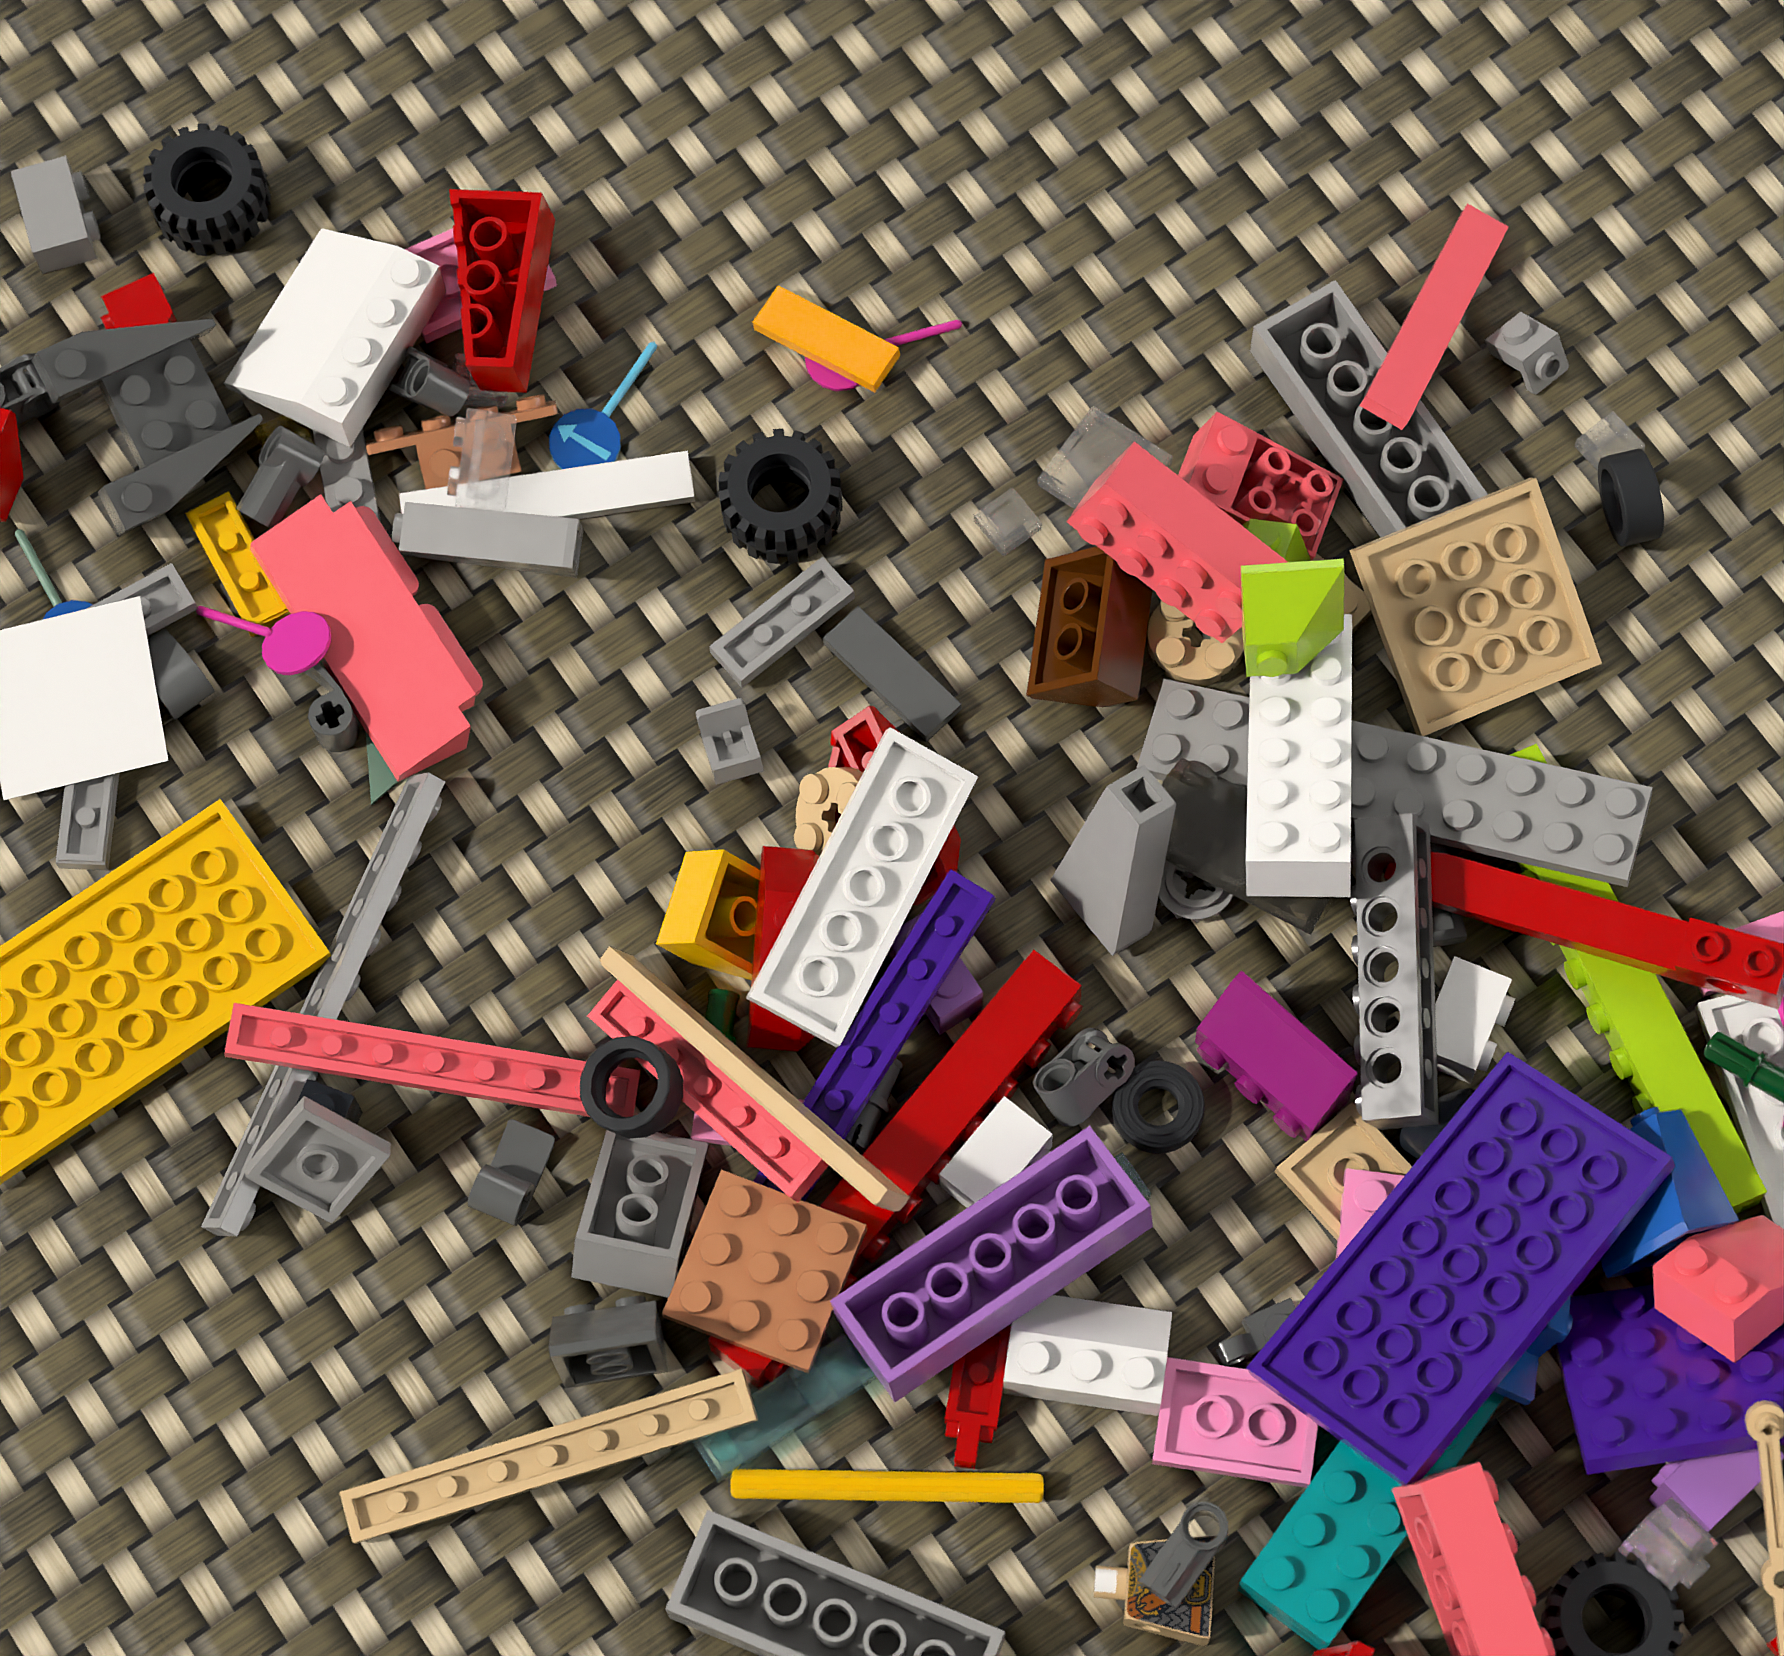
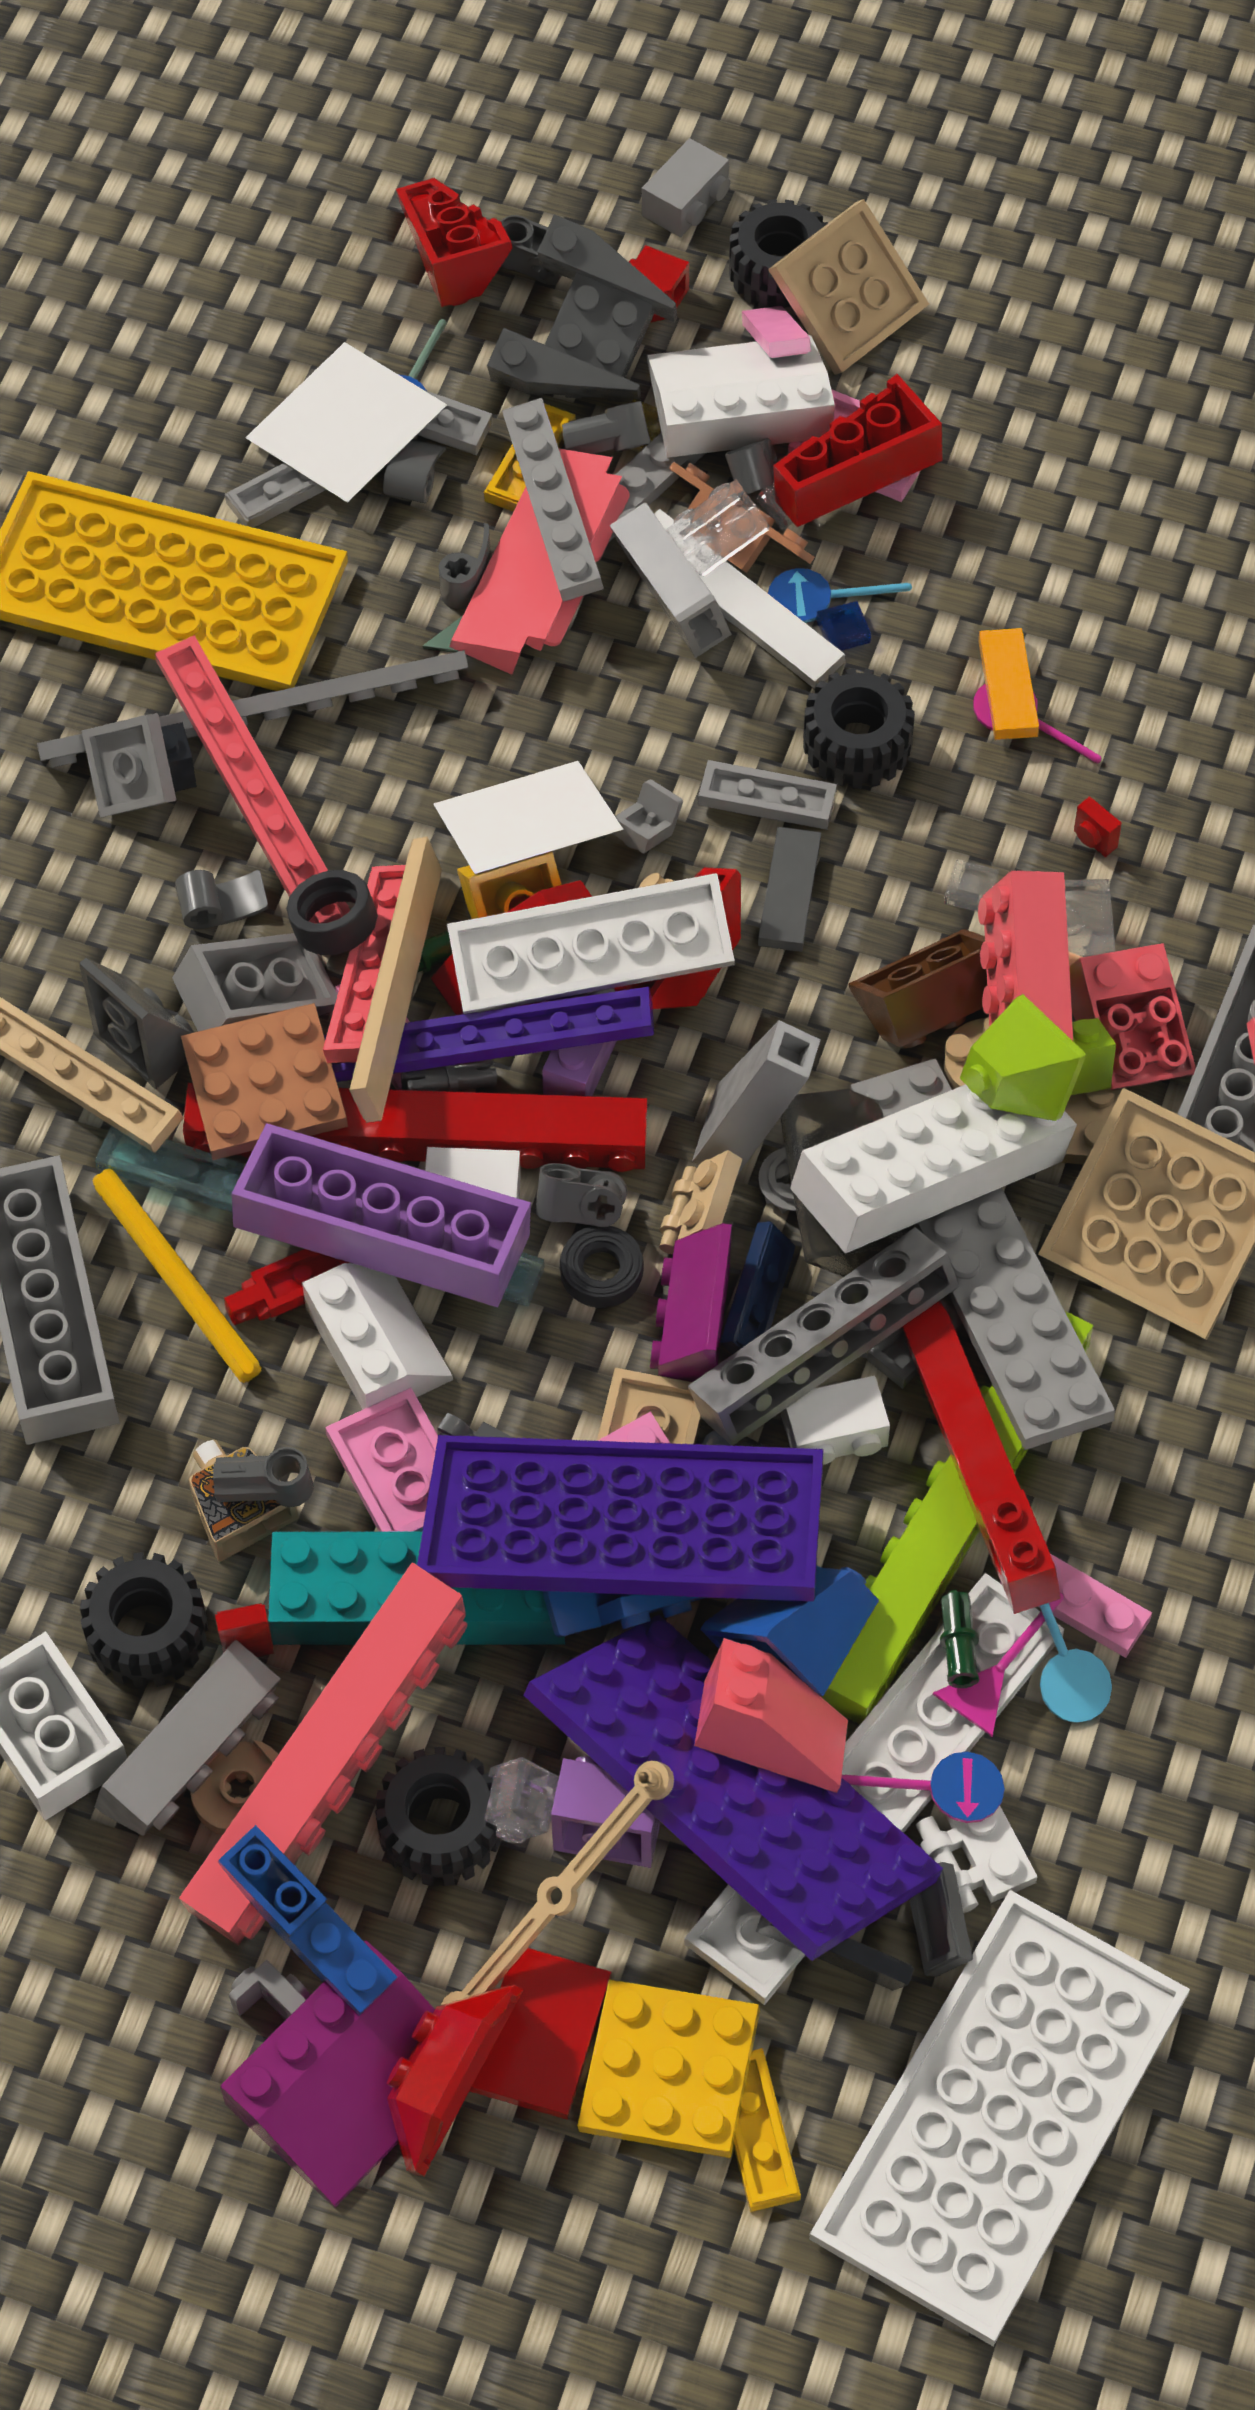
camera: 50 degrees right, 10 degrees down
(291, 644) = (491, 514): dark pink piece -> none
(297, 255) = (776, 331): none -> bright pink tile
(301, 158) = (848, 286): none -> tan plate
(324, 578) = (552, 500): none -> light grey plate
(650, 429) = (844, 626): none -> clear blue tile
(651, 844) = (527, 817): none -> white sticker
(1036, 376) = (1097, 827): none -> red plate
(1177, 970) = (700, 1198): none -> tan plate
(1288, 988) = (758, 1287): none -> dark blue tile

